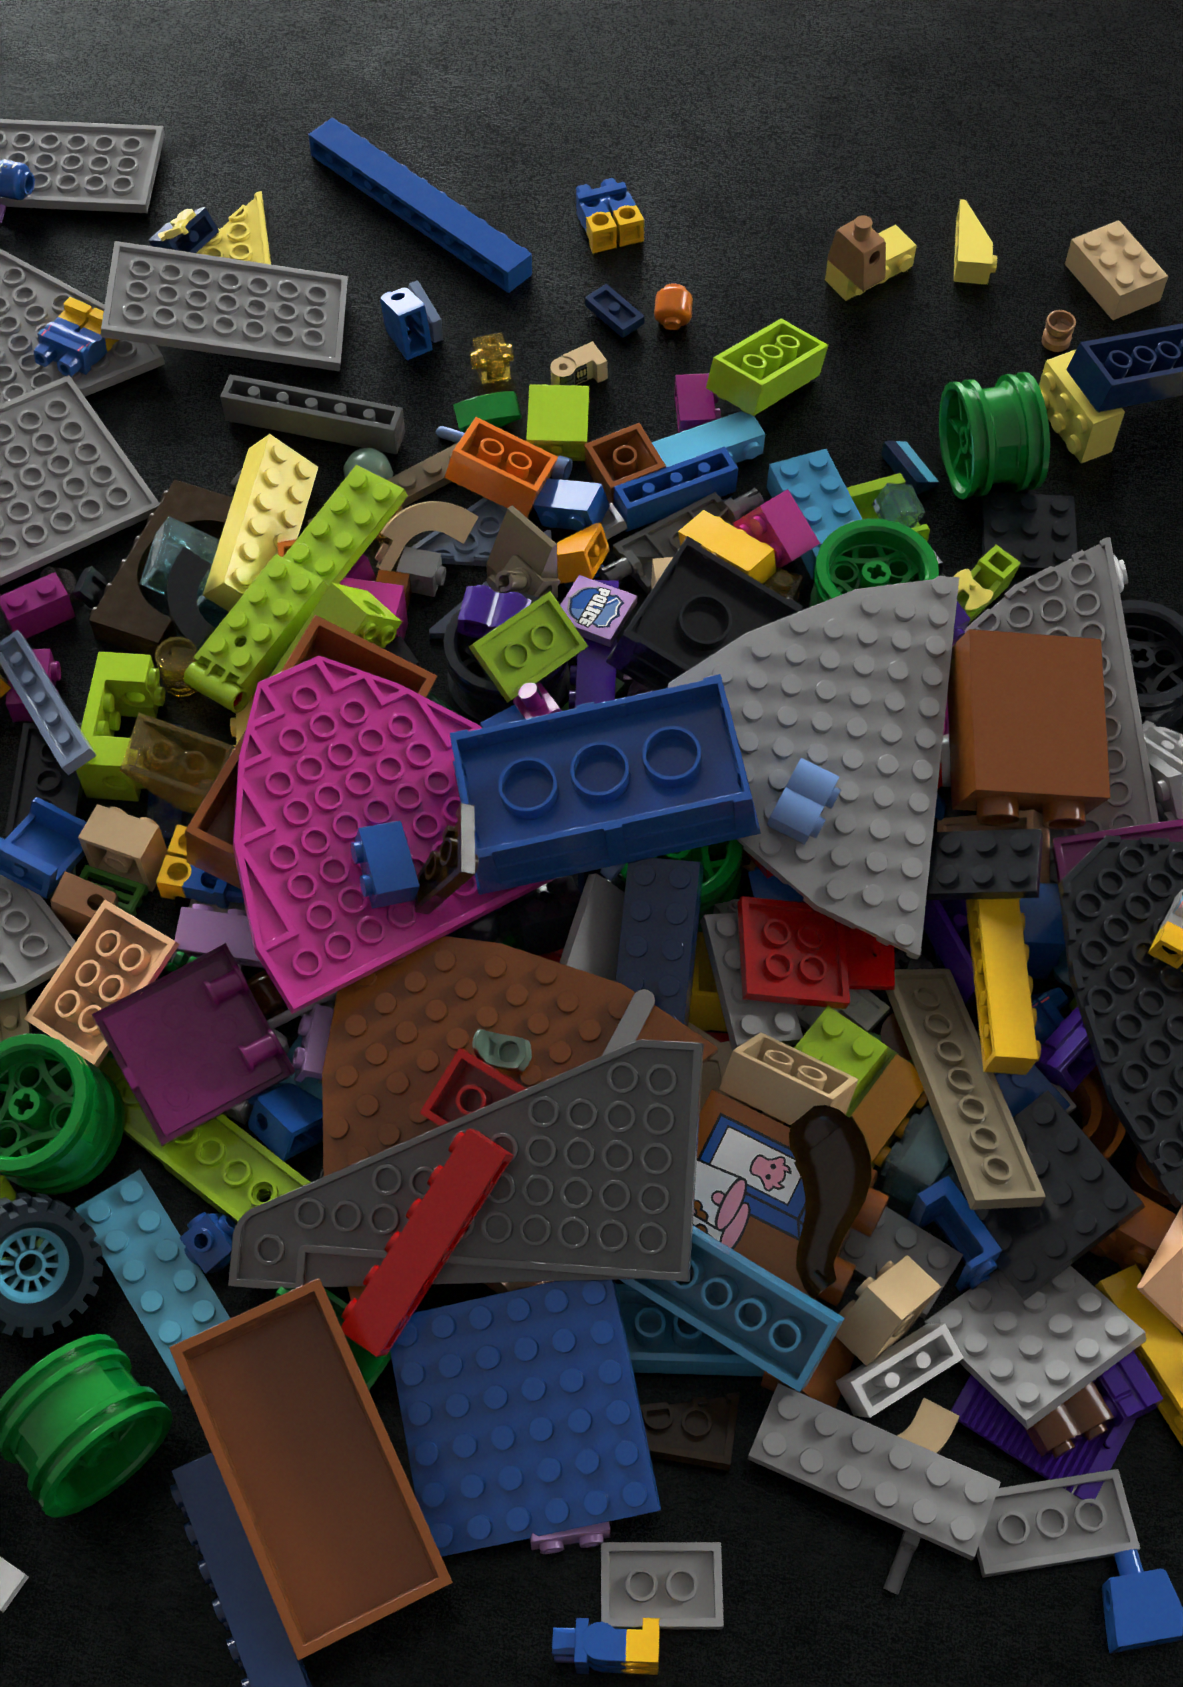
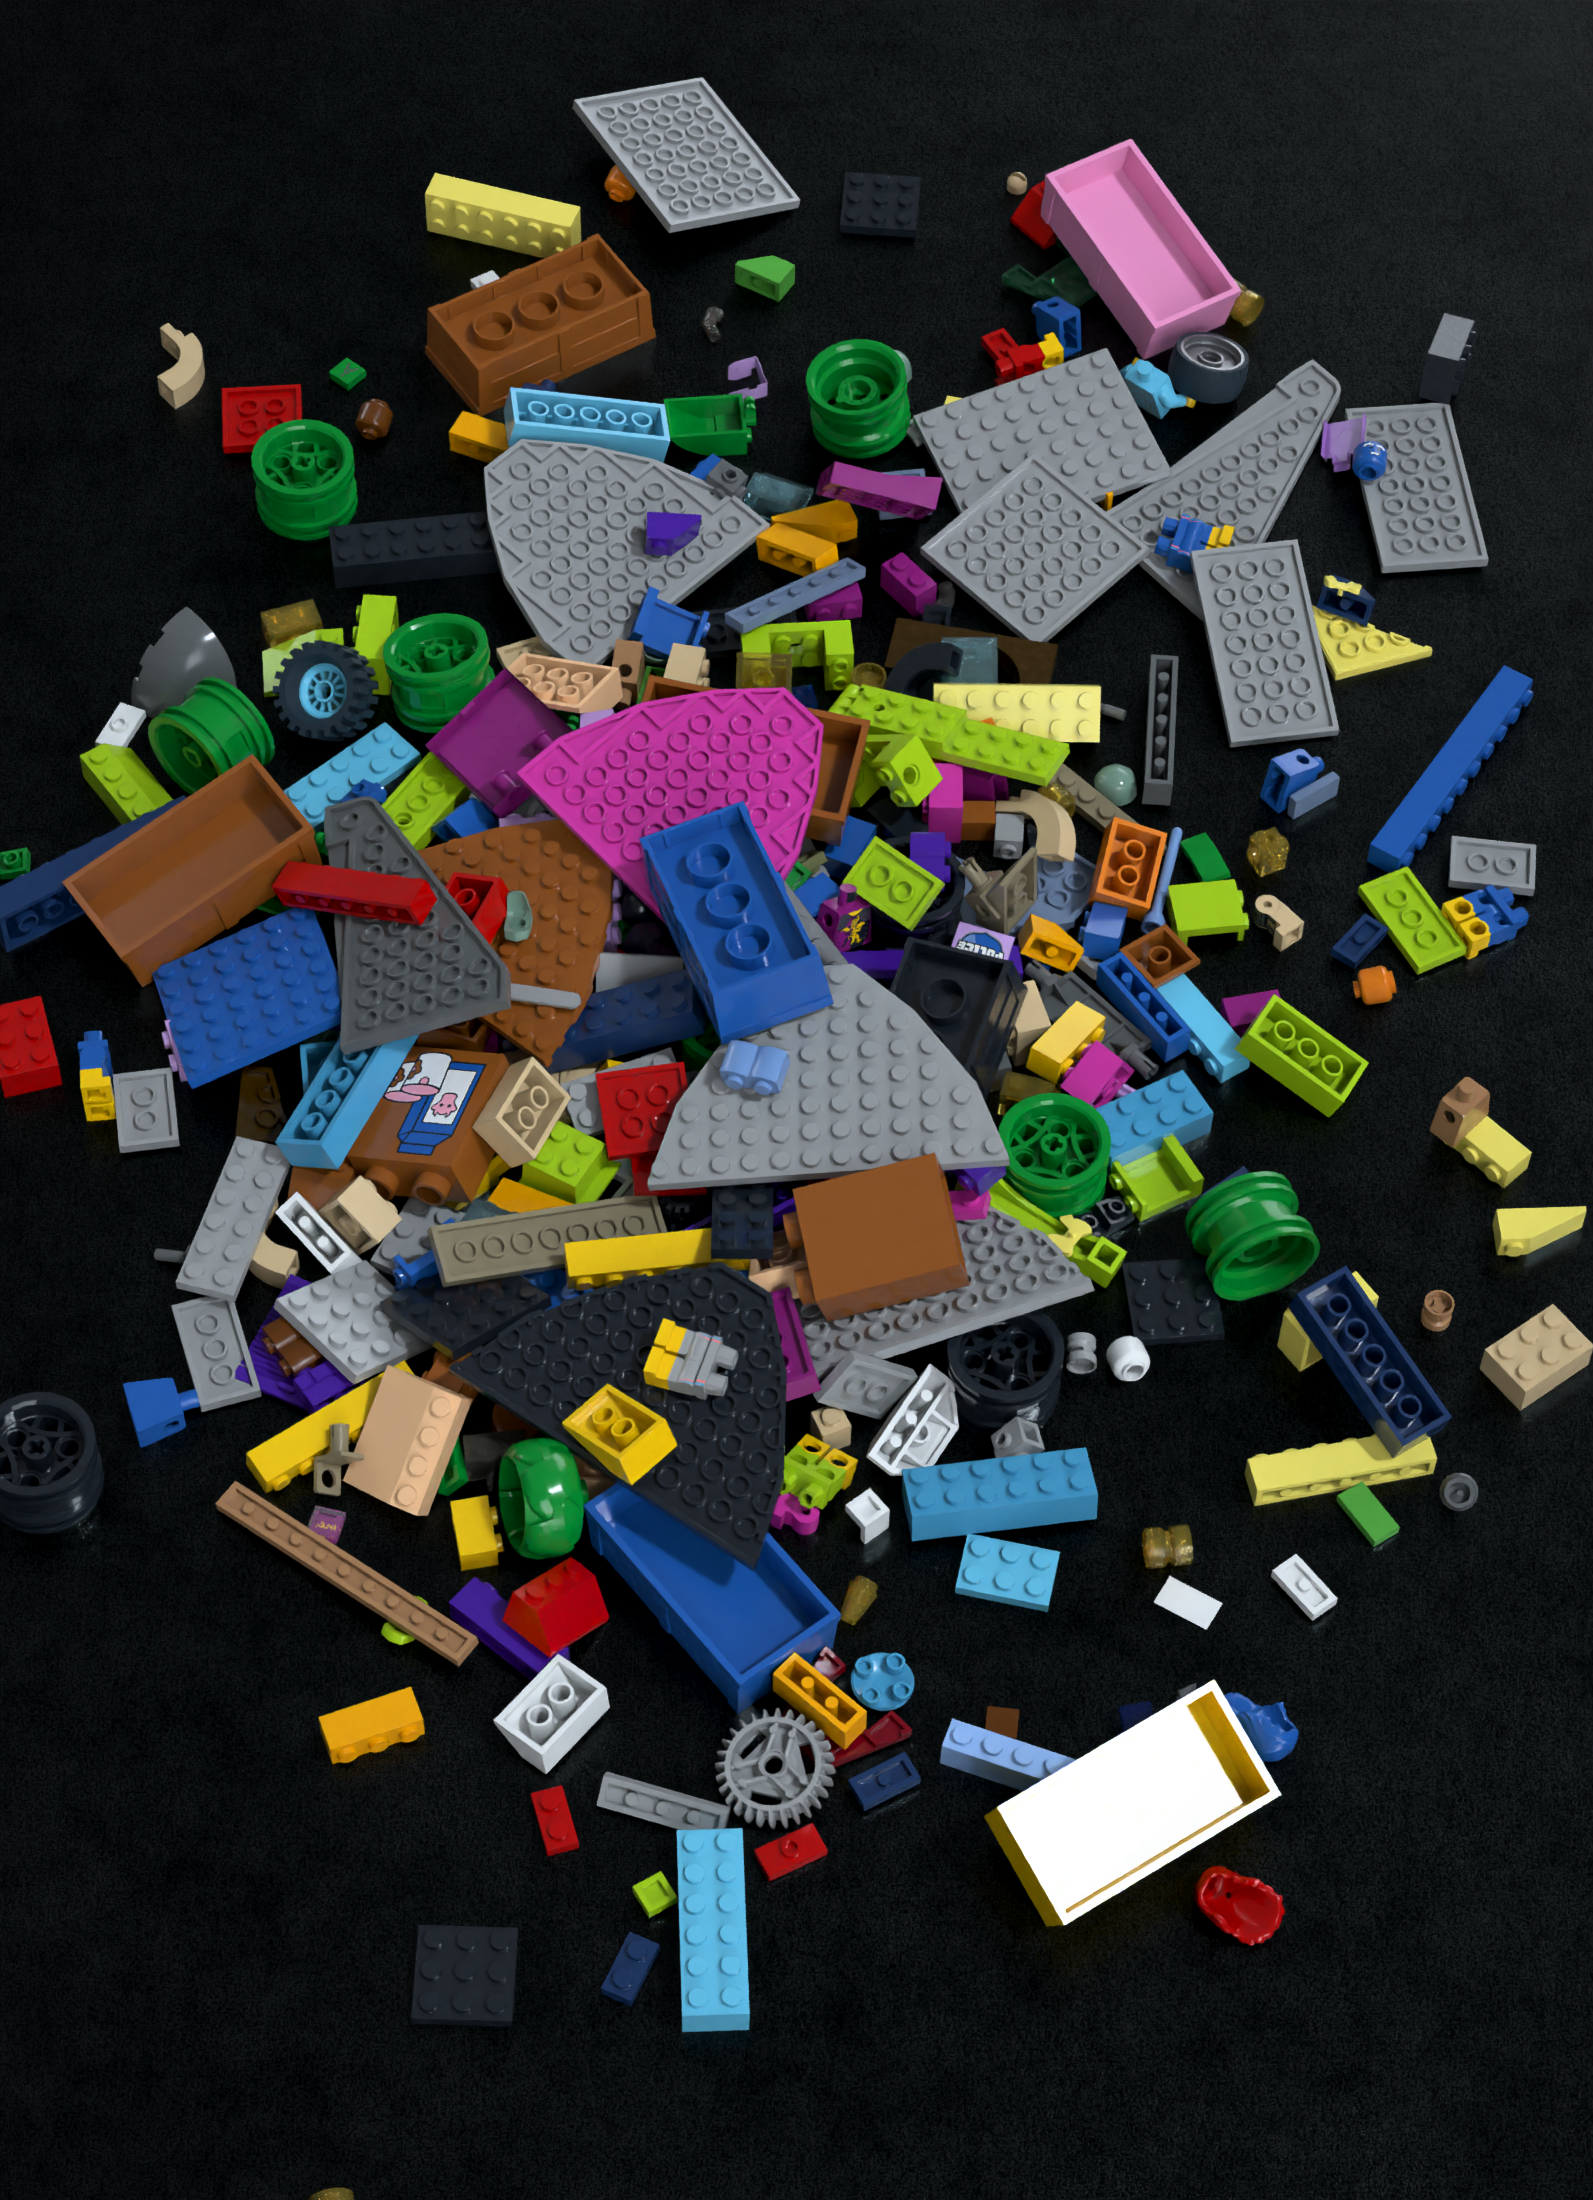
camera: 80 degrees right, 5 degrees down
(108, 1562) = (122, 781): none -> lime slope
(385, 864) = (645, 803): blue brick -> none
(451, 866) = (631, 830): dark brown wing -> none
(542, 197) = (1485, 862): none -> light grey plate
(588, 266) = (1412, 920): none -> lime plate
(836, 1182) = (431, 1135): dark brown animal -> none
(899, 504) = (1163, 1180): clear light blue brick -> none

